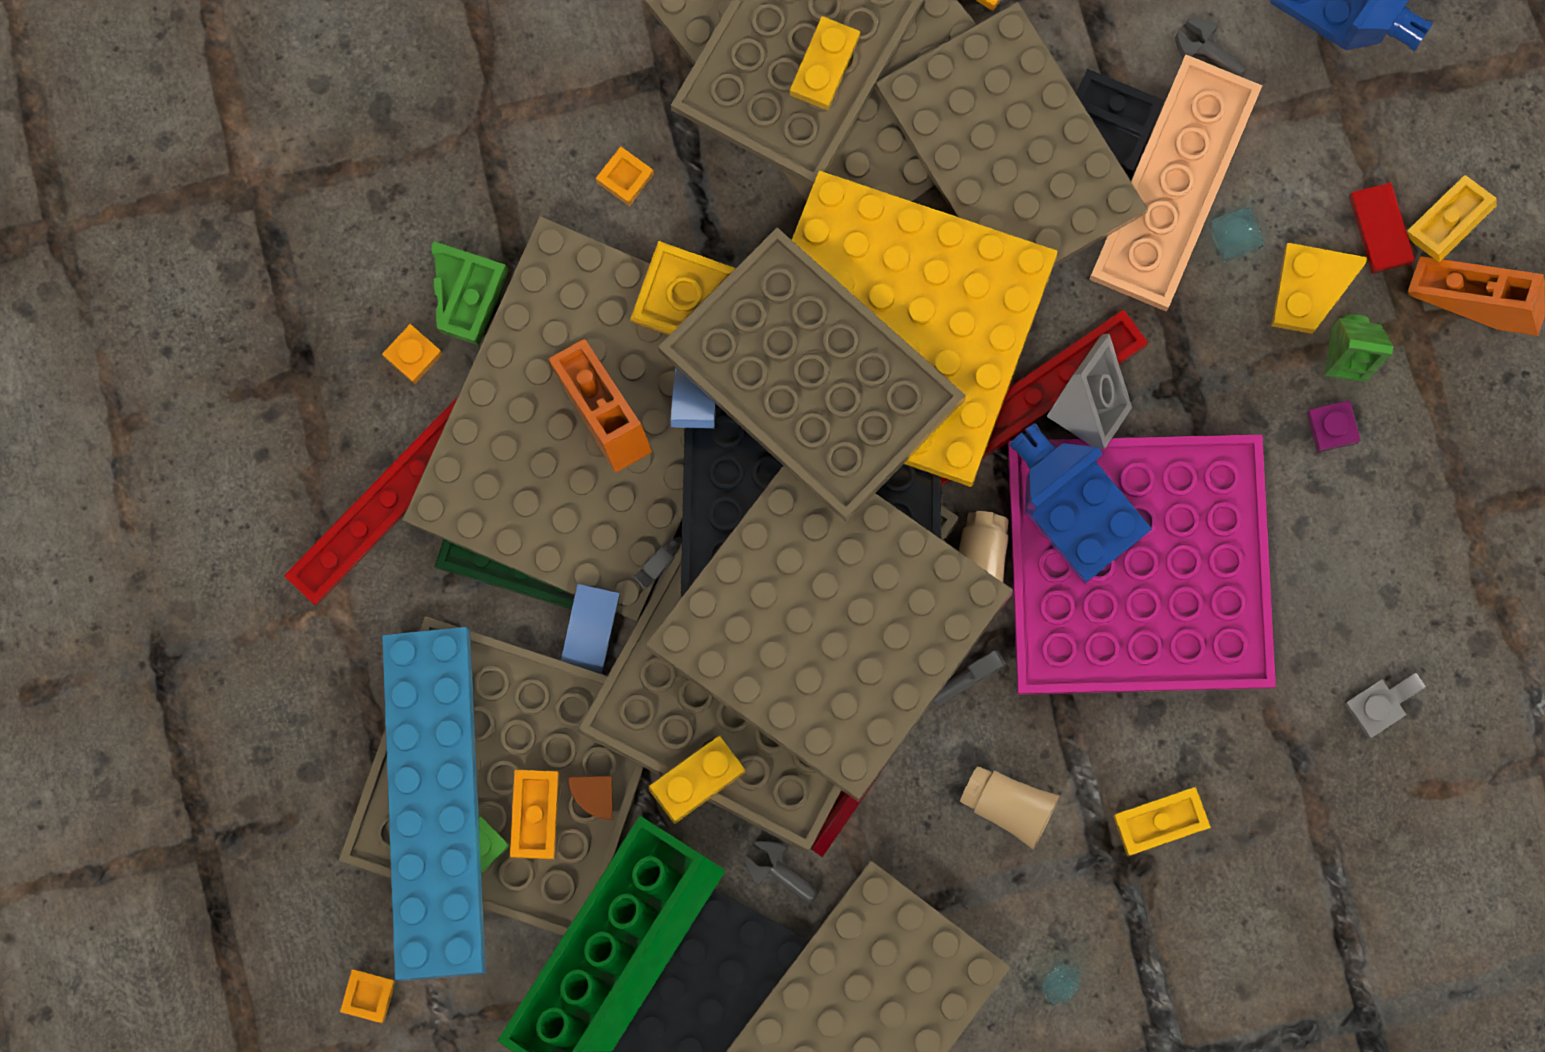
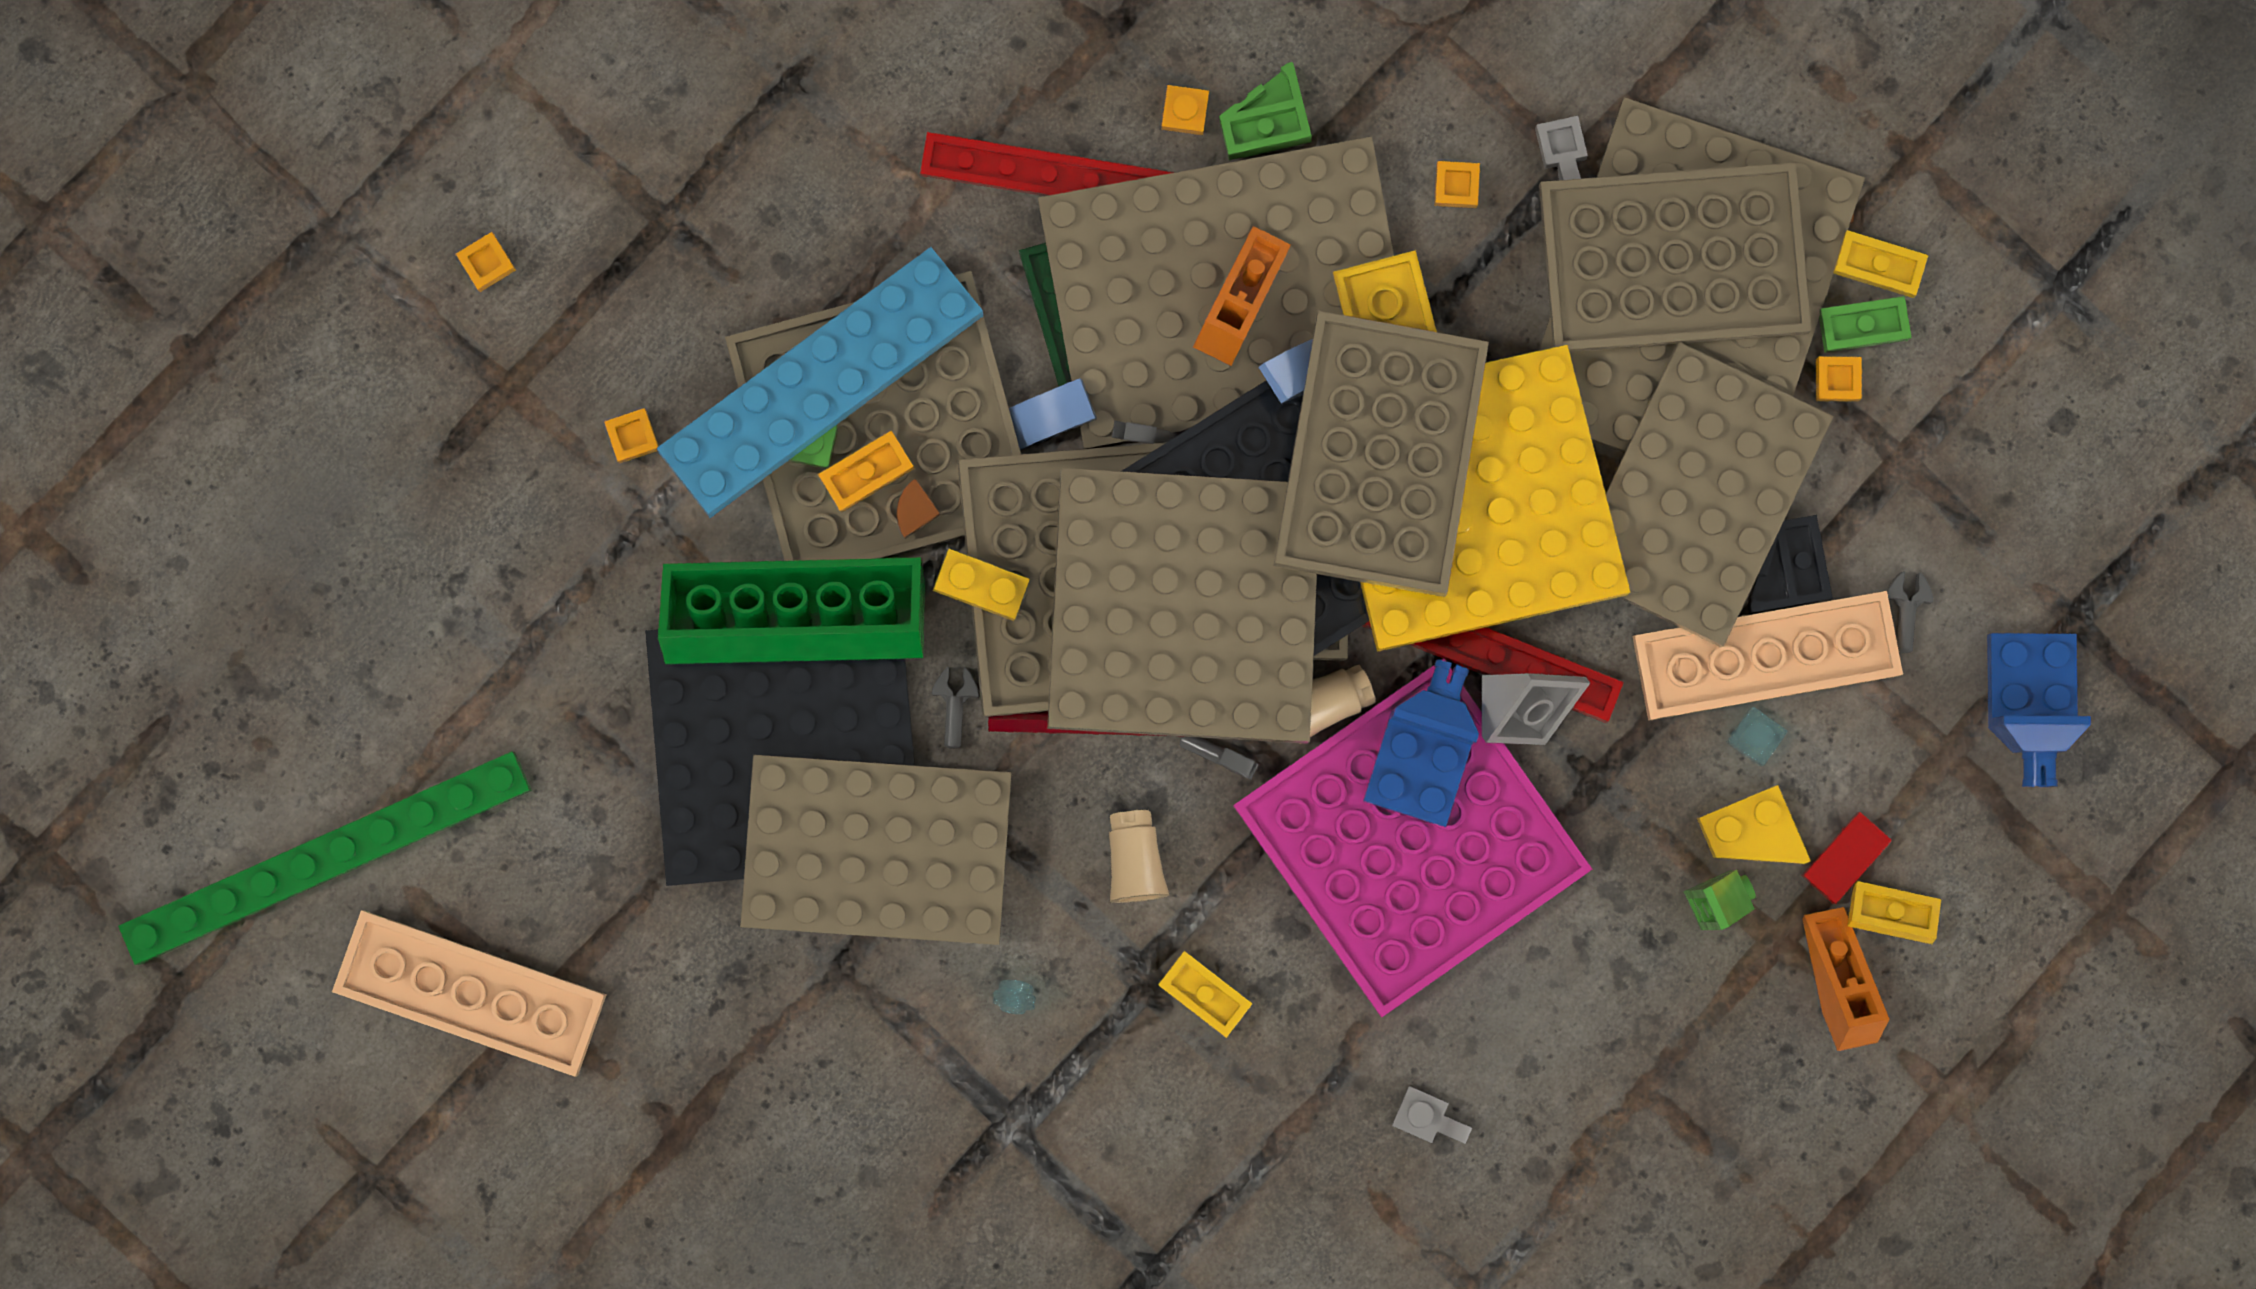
camera: 55 degrees right, 5 degrees up
(133, 1024) = (485, 262): none -> light orange plate
(651, 73) = (1562, 146): none -> light grey plate
(824, 63) = (1664, 287): yellow plate -> none
(1333, 426) = (1642, 926): magenta plate -> none

